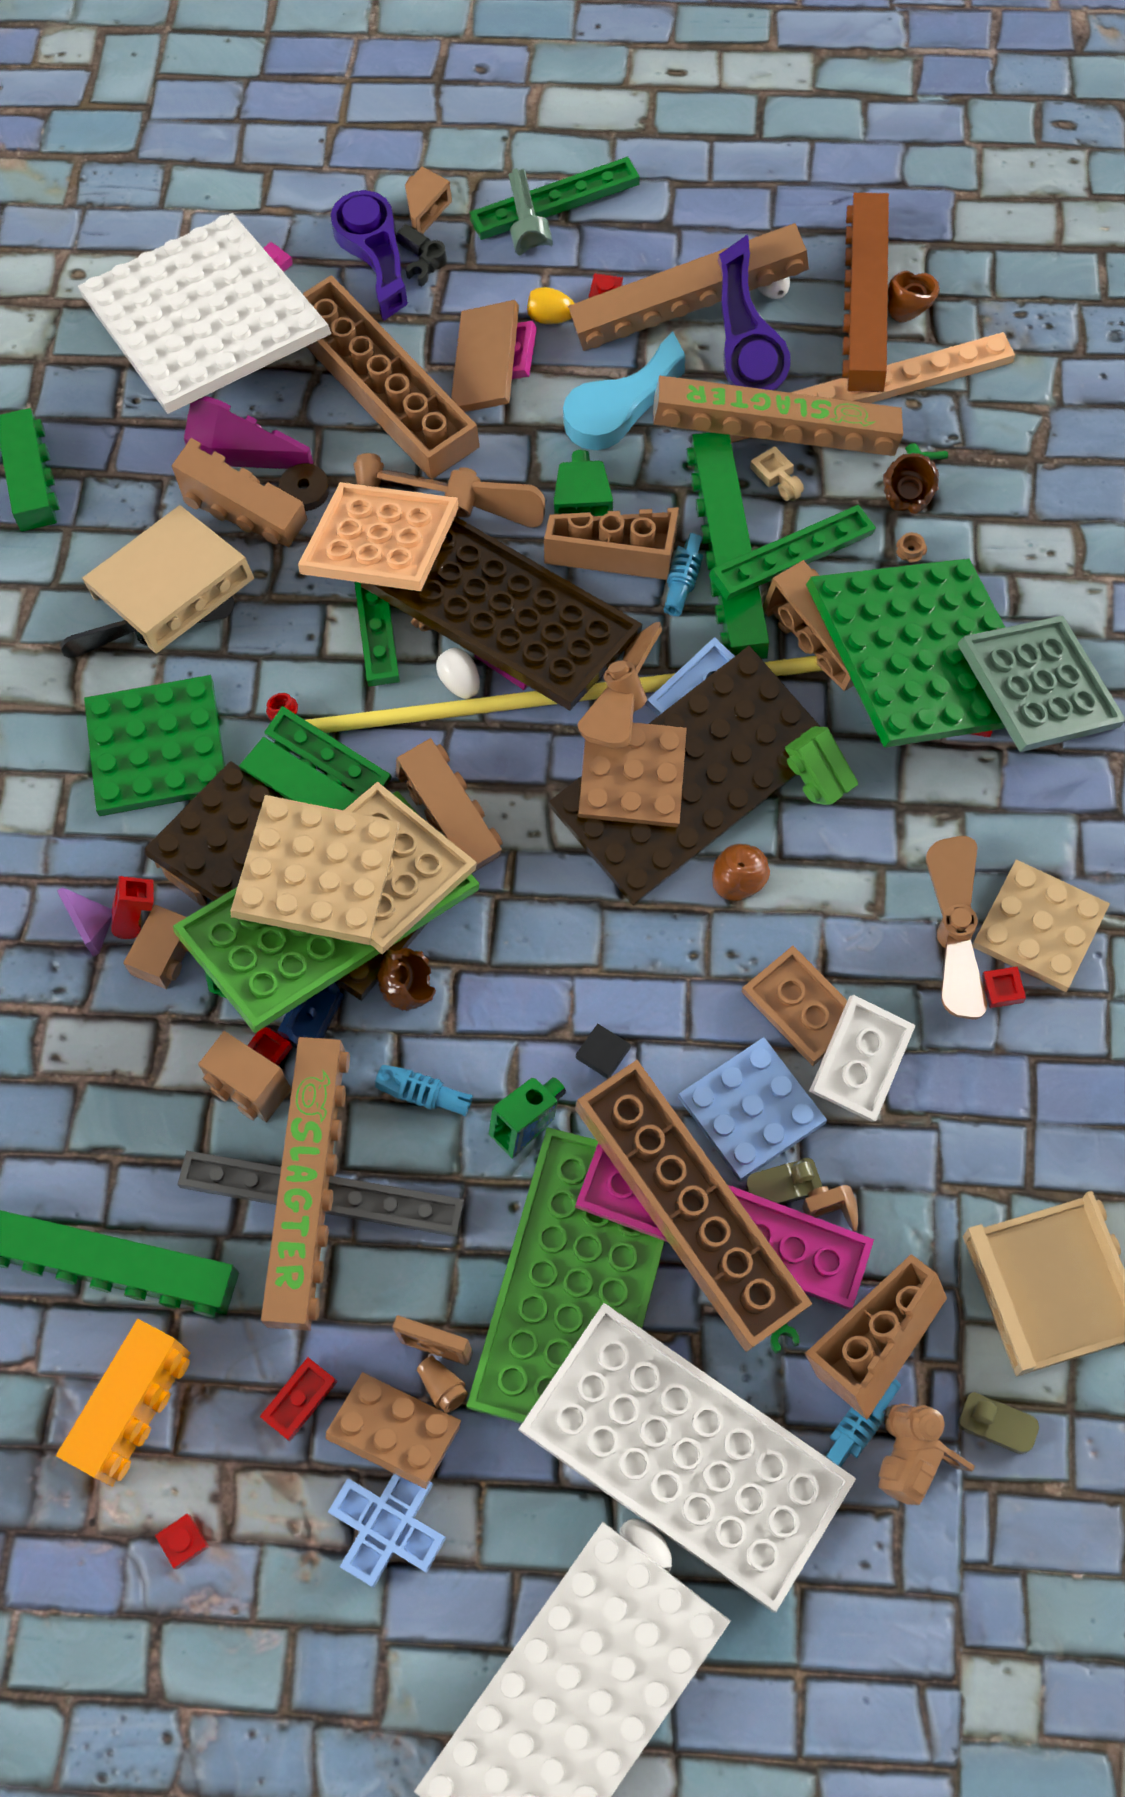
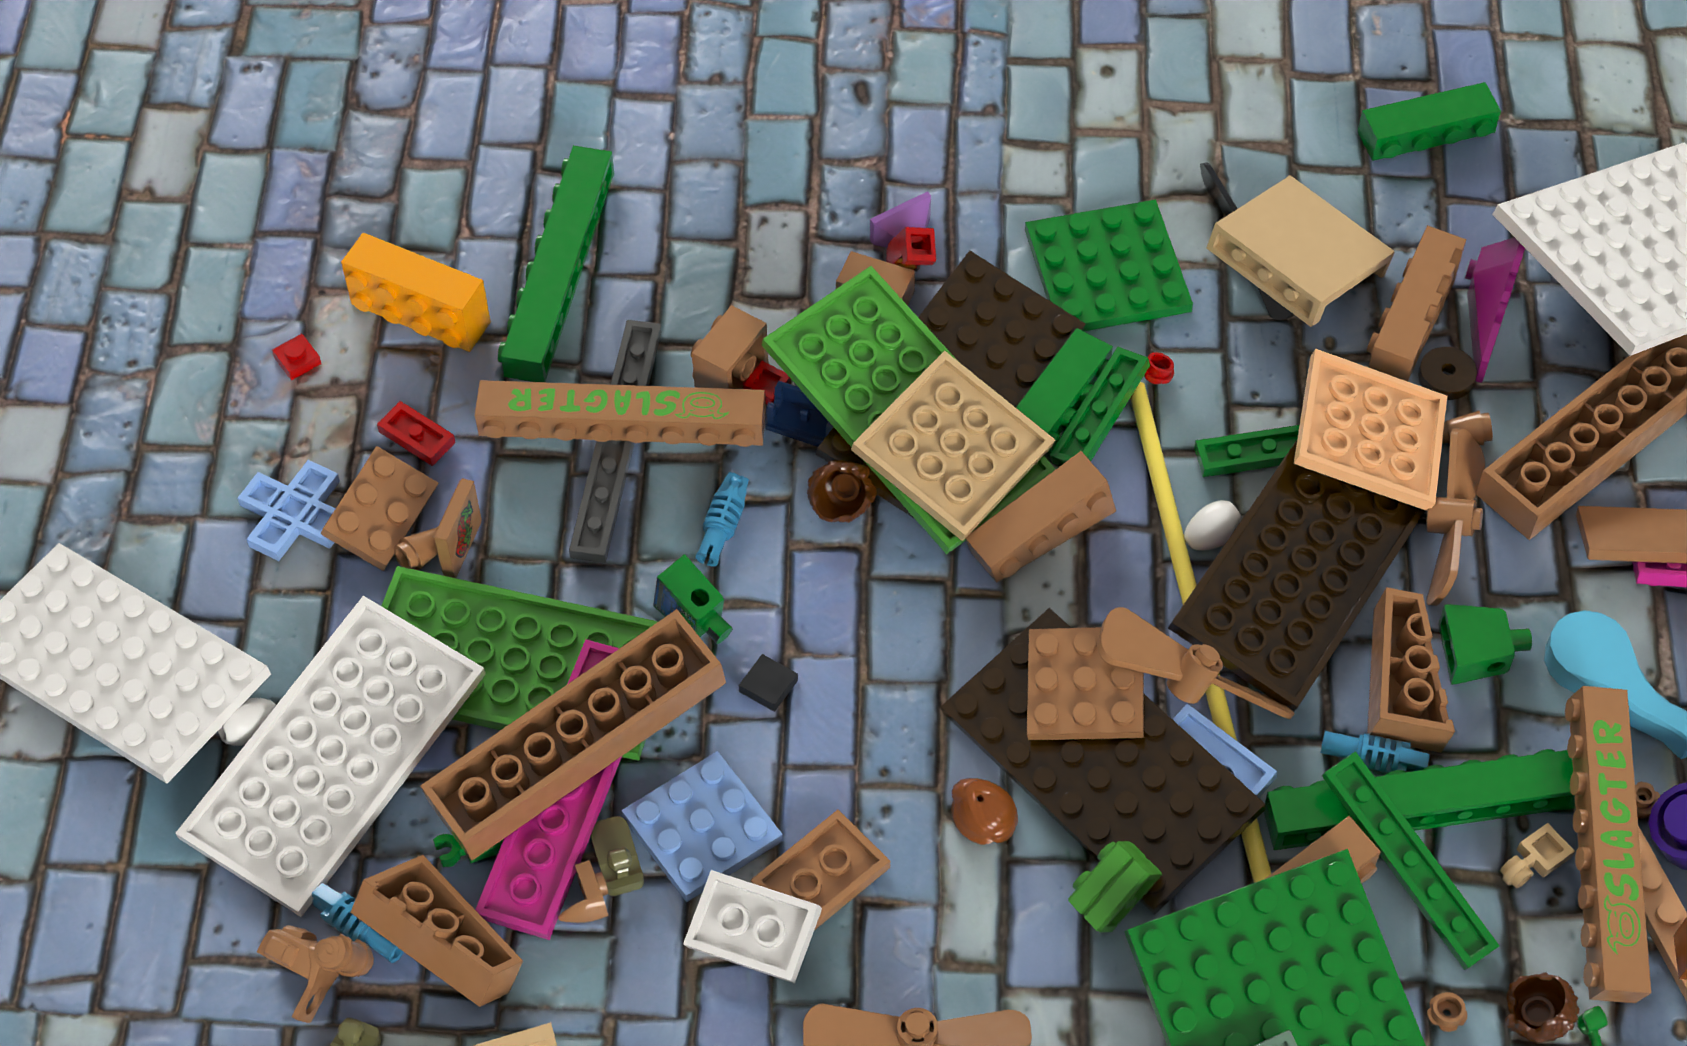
camera: 85 degrees right, 10 degrees down
(315, 870) = (937, 379): tan plate -> none

